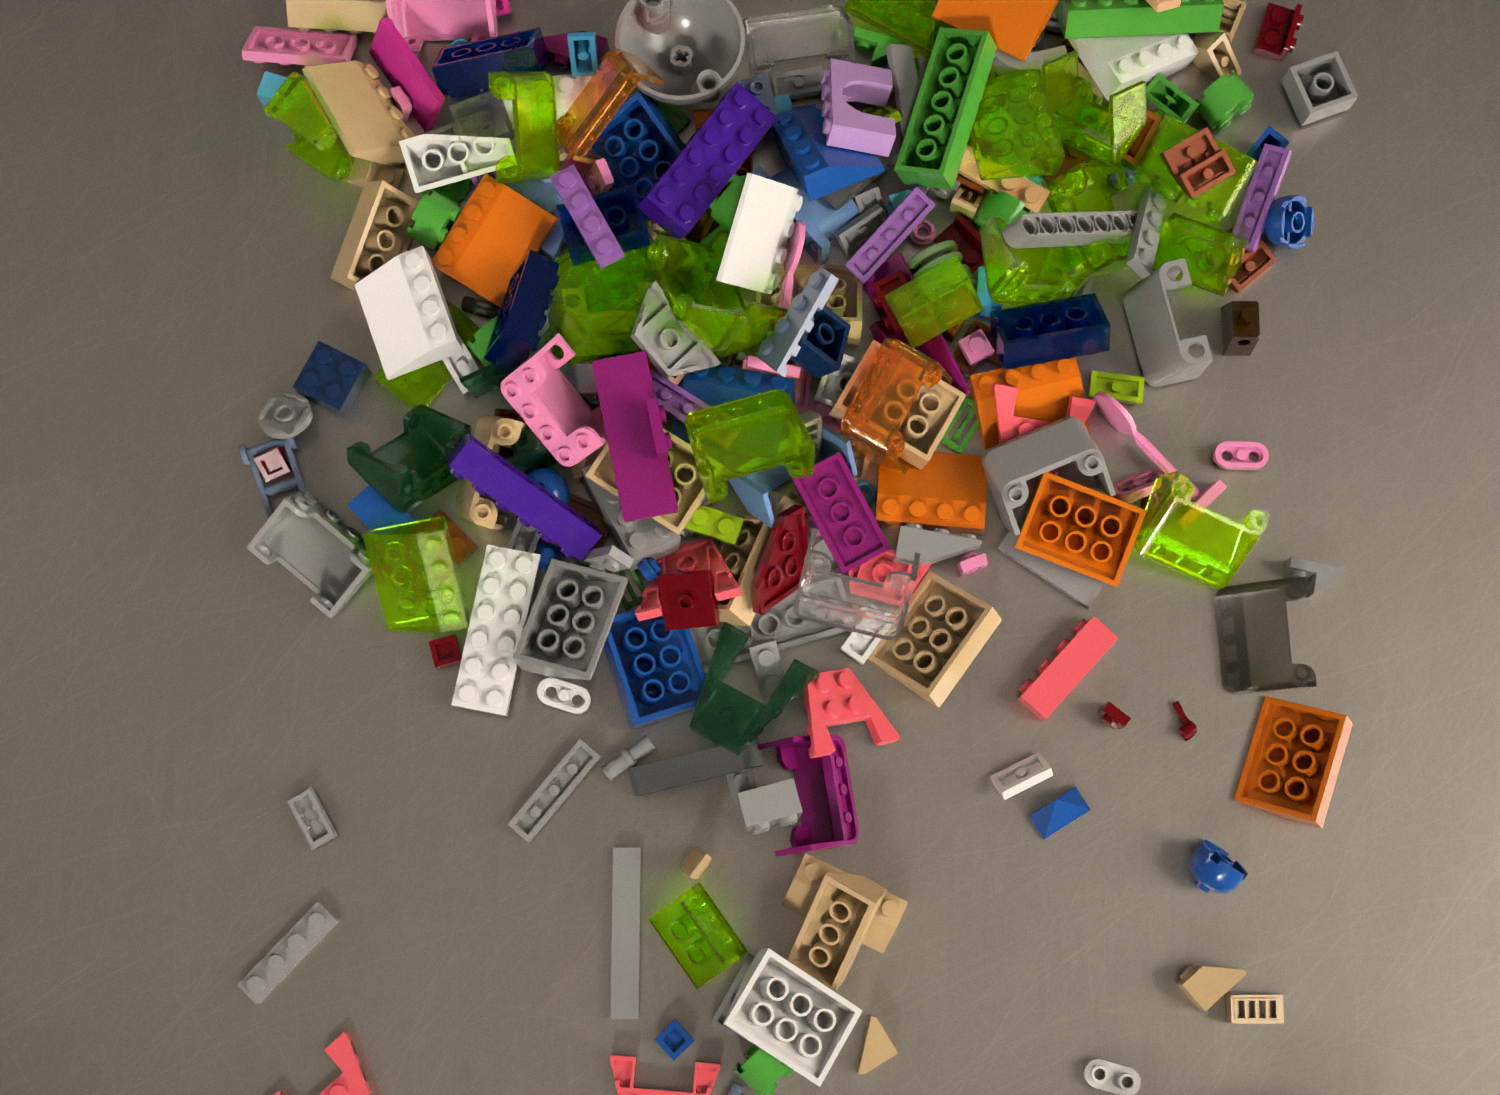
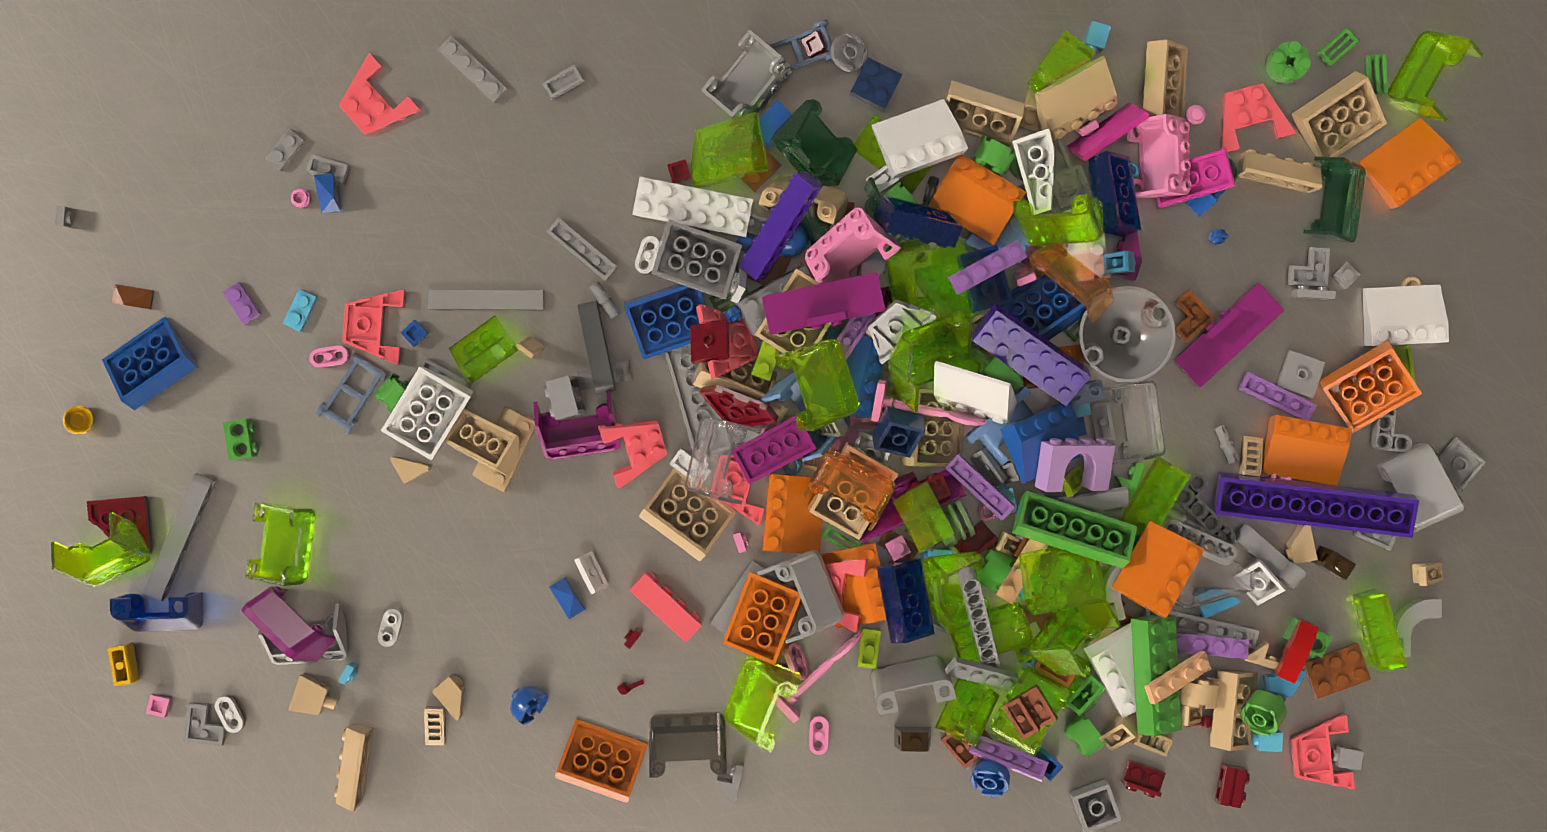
camera: 85 degrees right, 10 degrees up
(298, 47) = (1130, 51): bright pink plate -> none
(732, 716) = (630, 369): clear green wing -> none
(766, 665) = (666, 397): light grey plate -> none
(797, 321) = (905, 418): sand blue wing -> none
(932, 545) = (750, 512): light grey slope -> none

